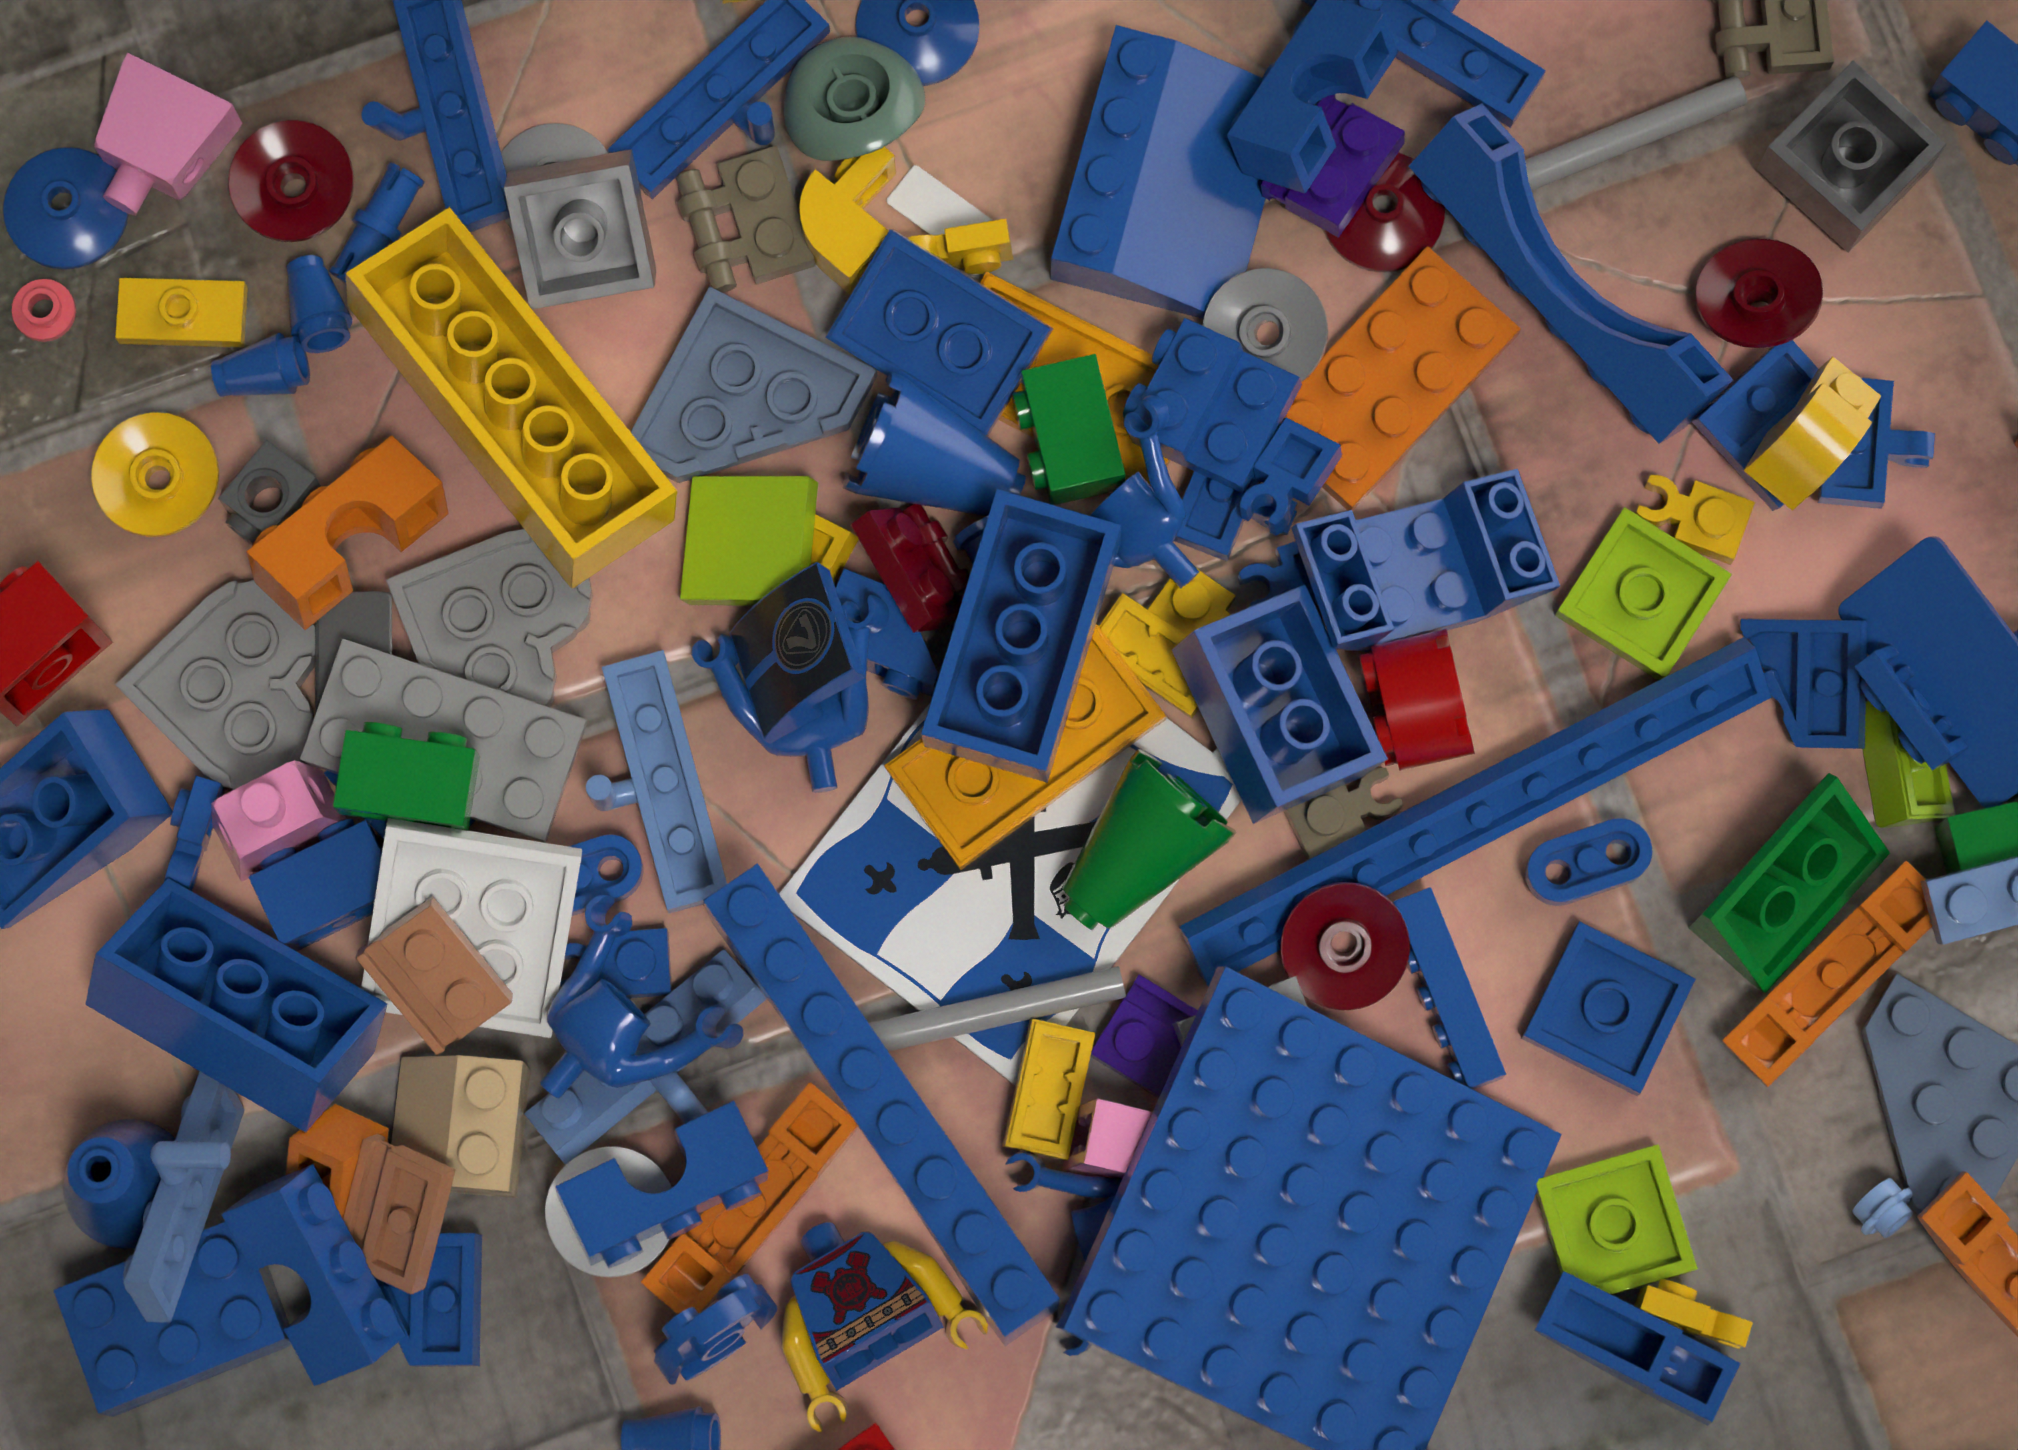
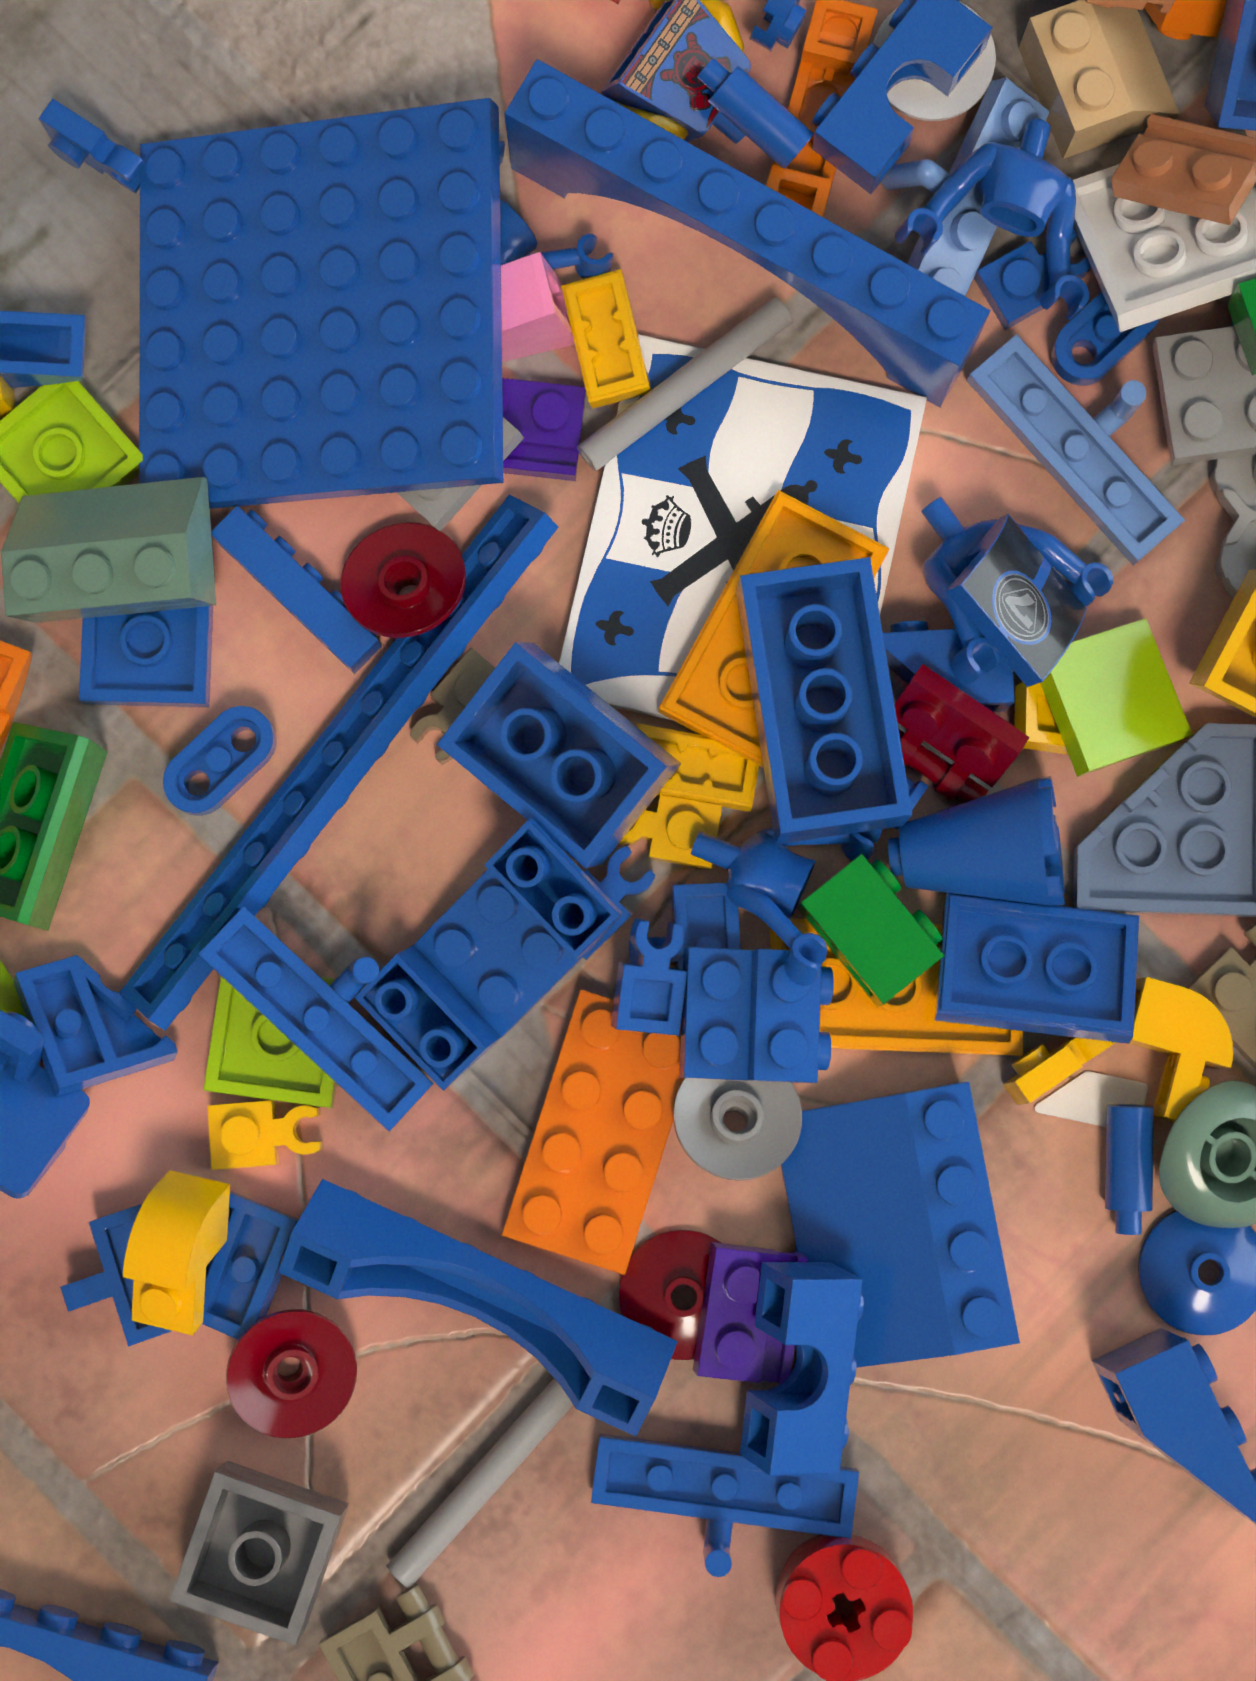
camera: 155 degrees right, 5 degrees up
(812, 1218) = (755, 112): none -> blue cylinder
(939, 138) = (1129, 1164): none -> blue cylinder
(1141, 844) = (623, 581): green cone -> none
(1420, 698) = (436, 825): red brick -> none
(1600, 583) = (318, 1016): none -> blue plate
(1607, 1089) = (109, 552): none -> sand green slope

